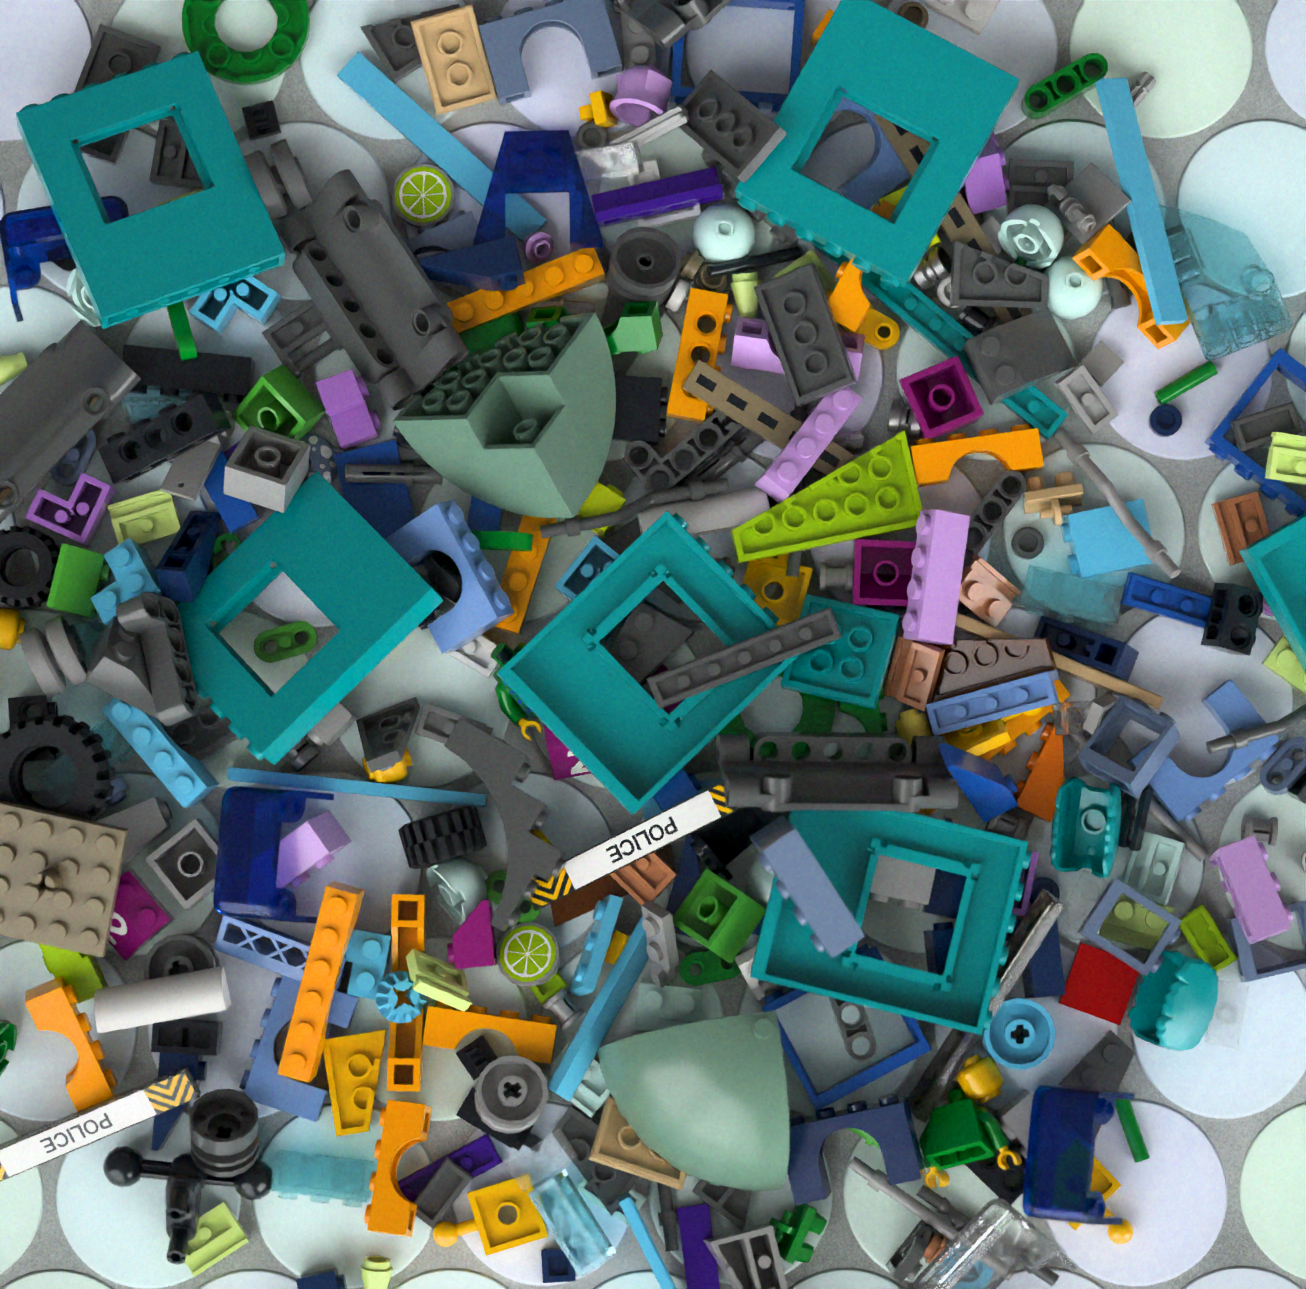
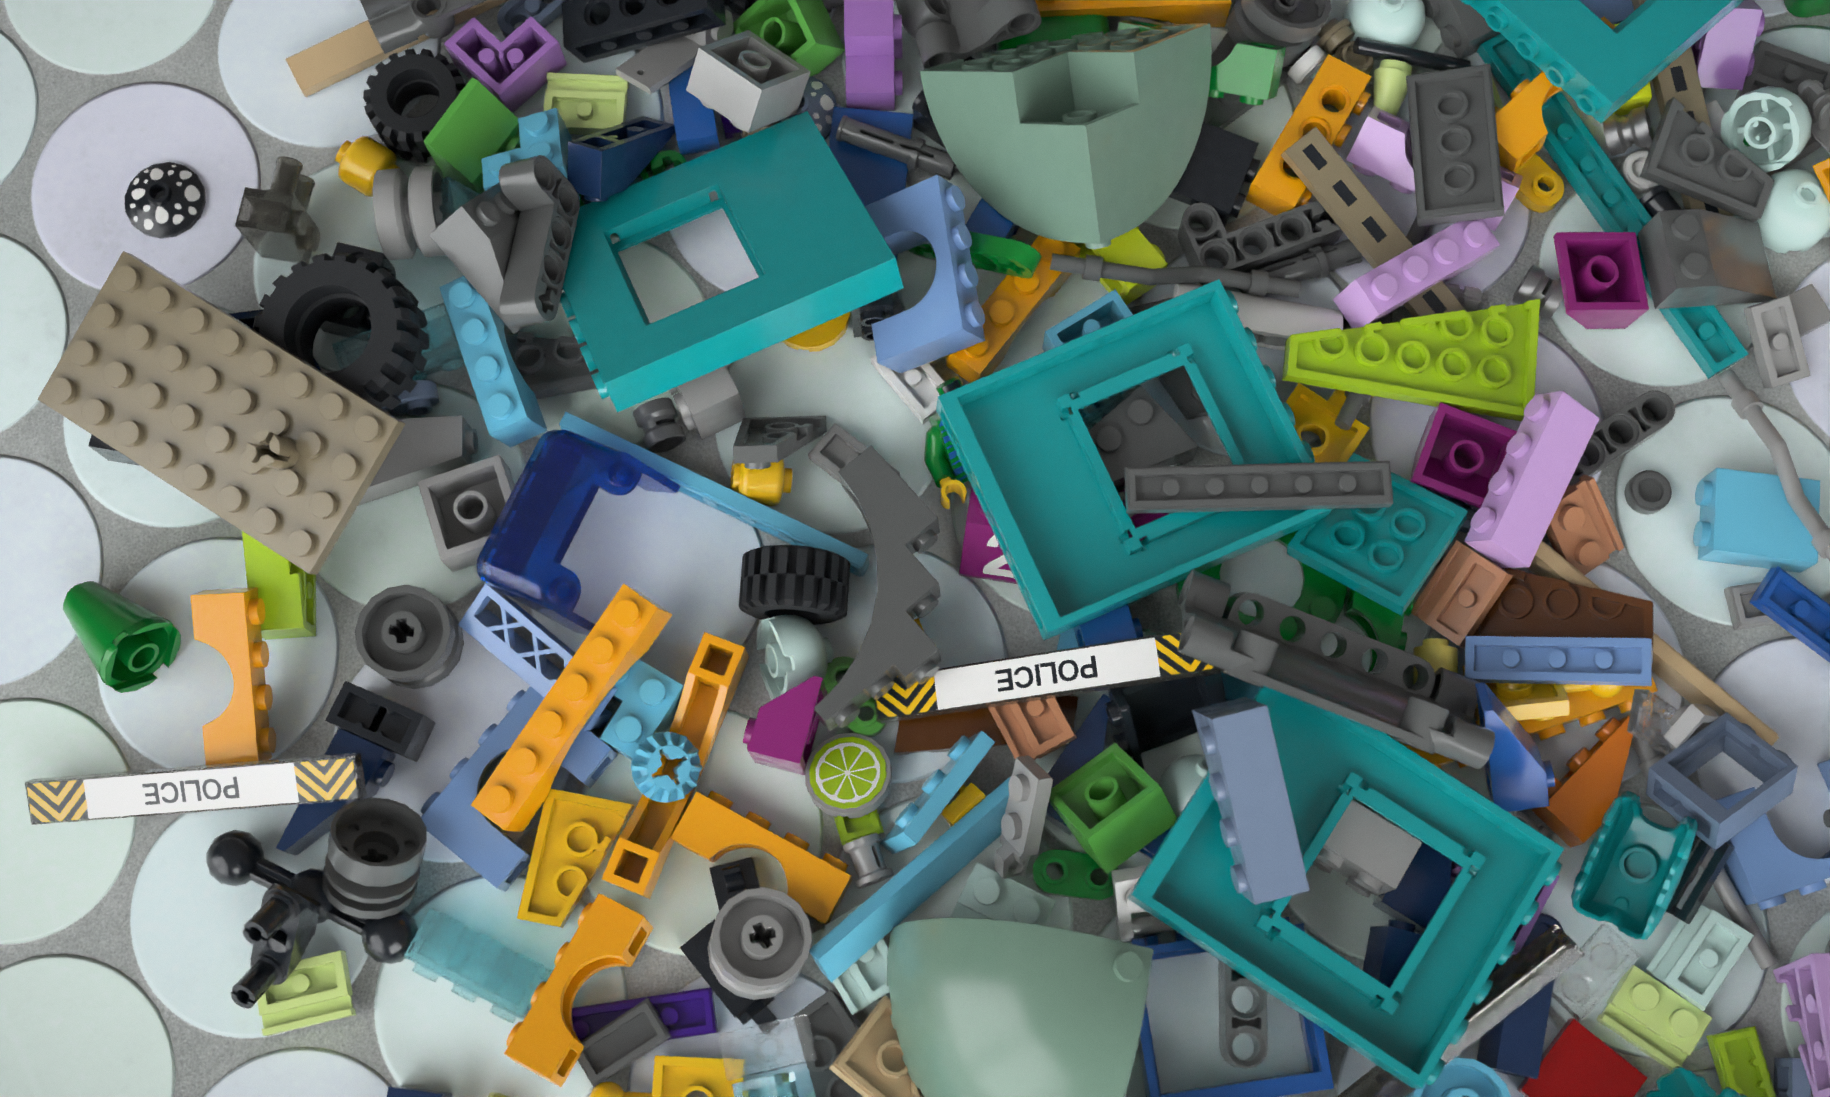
camera: 20 degrees right, 10 degrees down
(136, 916) = (378, 549): magenta slope -> none
(161, 999) = (363, 656): white brick -> none
(286, 642) = (691, 288): bright green plate -> none
(308, 848) = (621, 544): lavender wedge -> none
(438, 980) = (722, 762): yellowish green plate -> none
(444, 574) = (916, 275): dark grey rock -> none
(836, 577) = (1395, 448): light grey bush -> none
(1016, 450) = (1655, 366): light orange arch -> none
(1052, 501) = (1698, 447): tan hips -> none
(1070, 598) = (1689, 573): clear light blue brick -> none
(1088, 647) = (1708, 647): dark blue slope -> none
(1100, 912) = (1619, 983): sand blue window -> none

